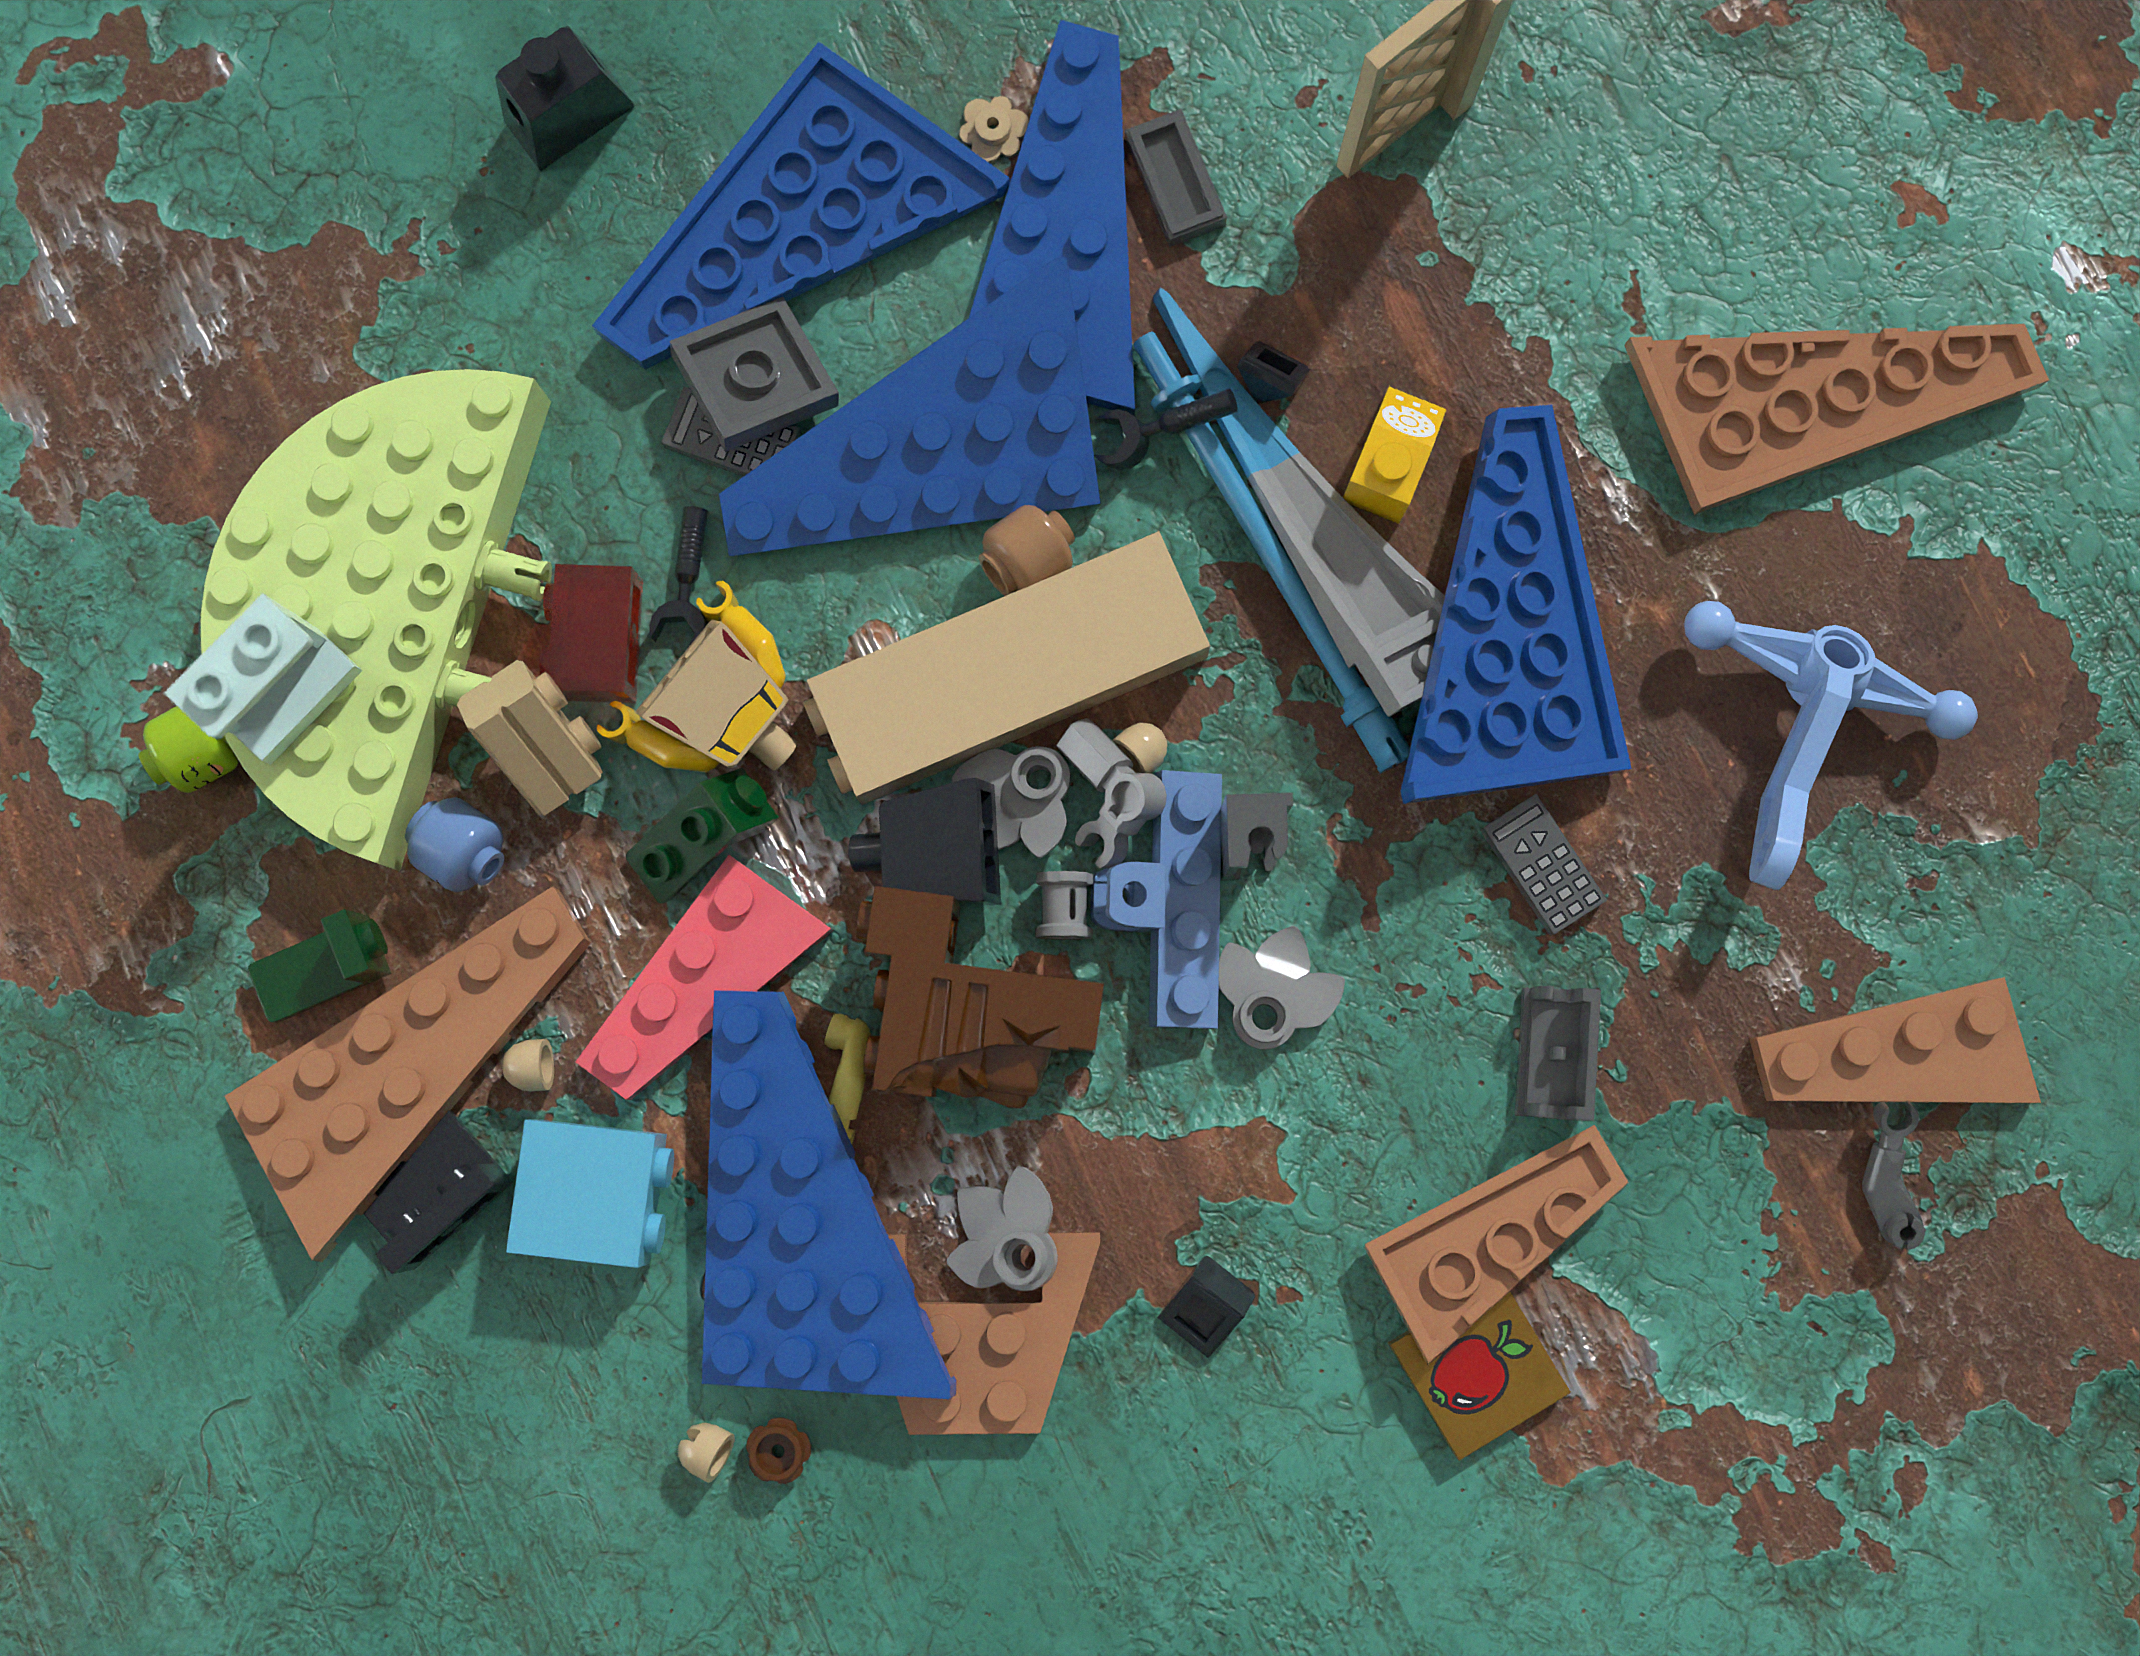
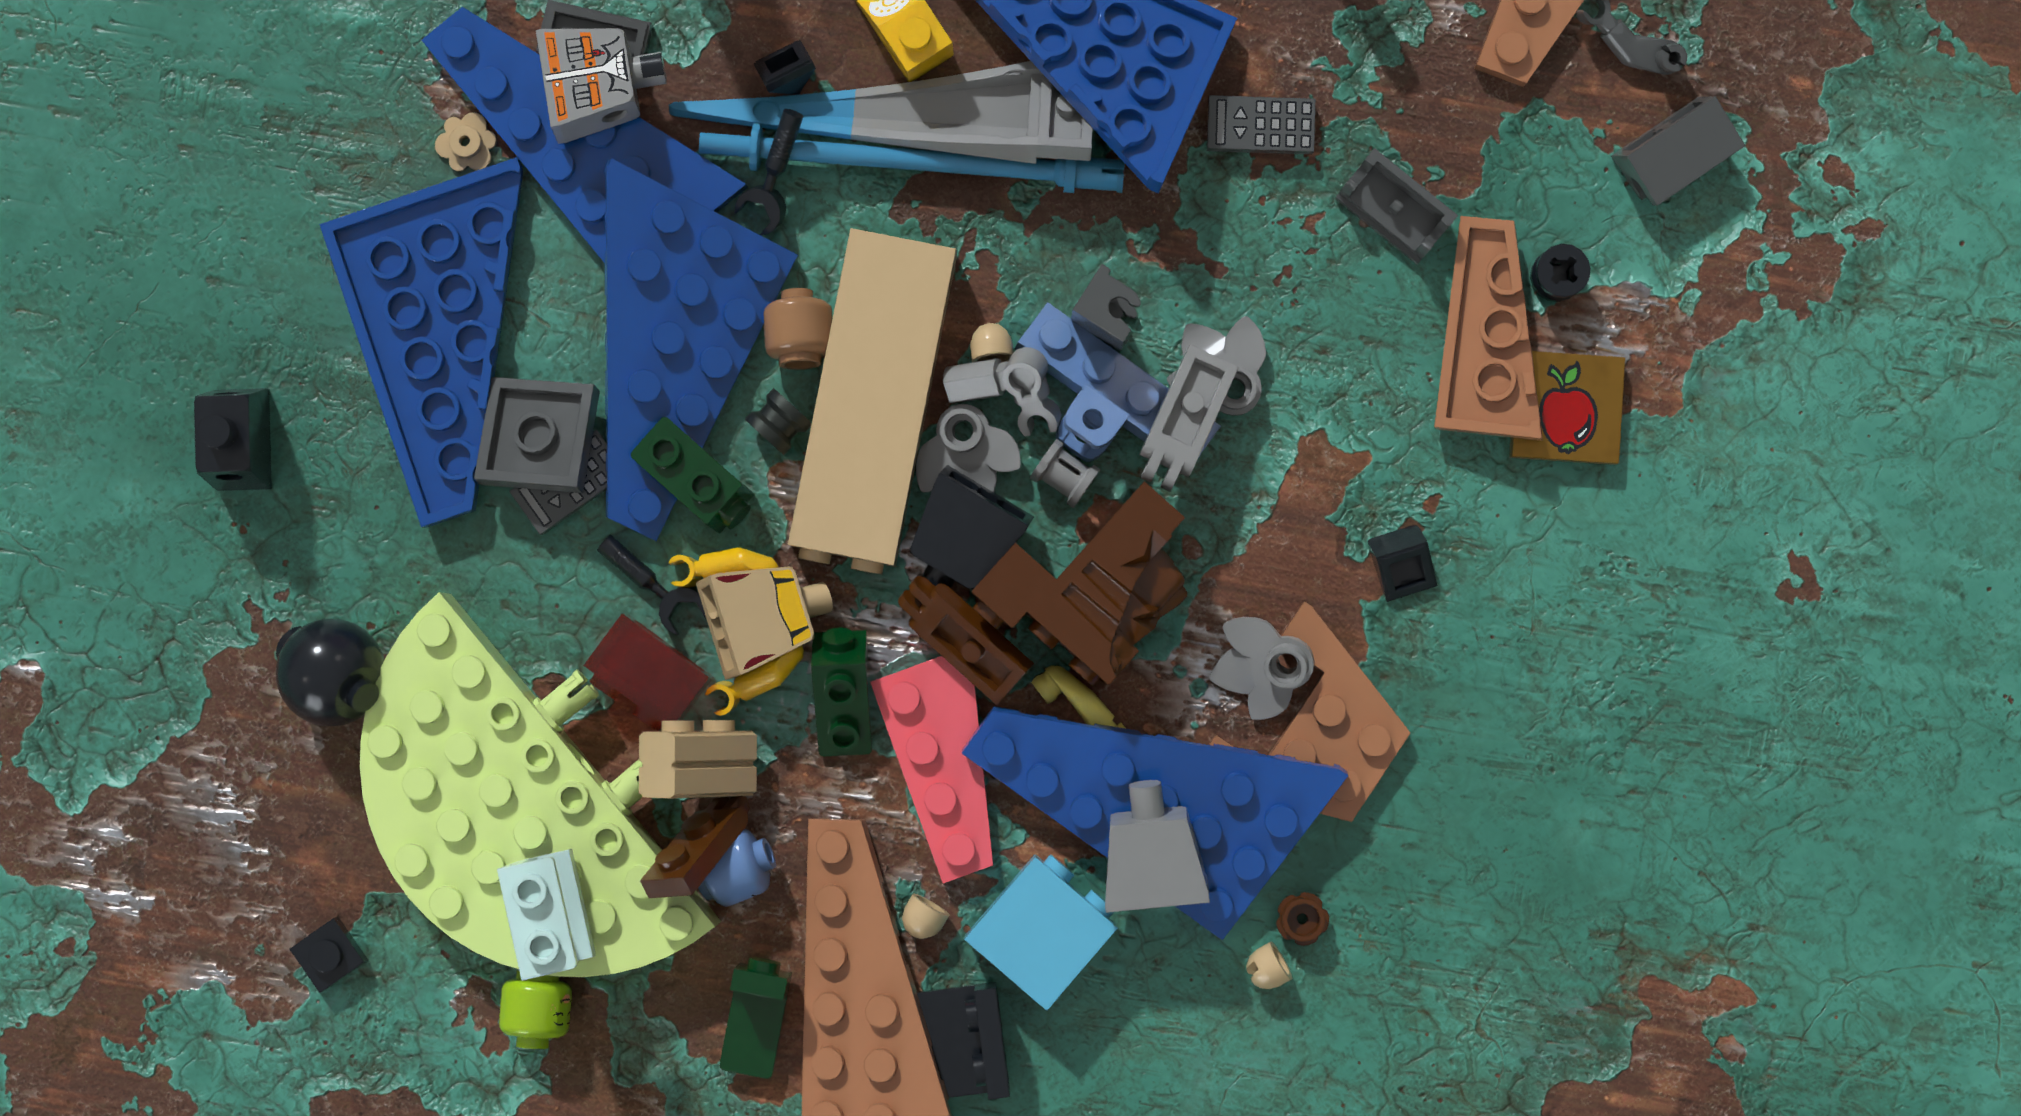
camera: 55 degrees left, 5 degrees up
(122, 518) = (328, 954): none -> black plate
(388, 328) = (328, 671): none -> black brick
(442, 792) = (696, 848): none -> reddish brown hinge
(733, 1254) = (1153, 855): none -> light grey torso
(812, 548) = (693, 476): none -> dark green bracket
(828, 916) = (964, 638): none -> reddish brown hinge
(924, 593) = (778, 421): none -> pearl dark grey wheel
(1130, 192) = (593, 79): none -> light grey torso
(1202, 984) = (1187, 415): none -> light grey hinge
(1594, 1265) = (1552, 280): none -> black wheel
(1818, 1303) = (1678, 150): none -> dark grey hinge

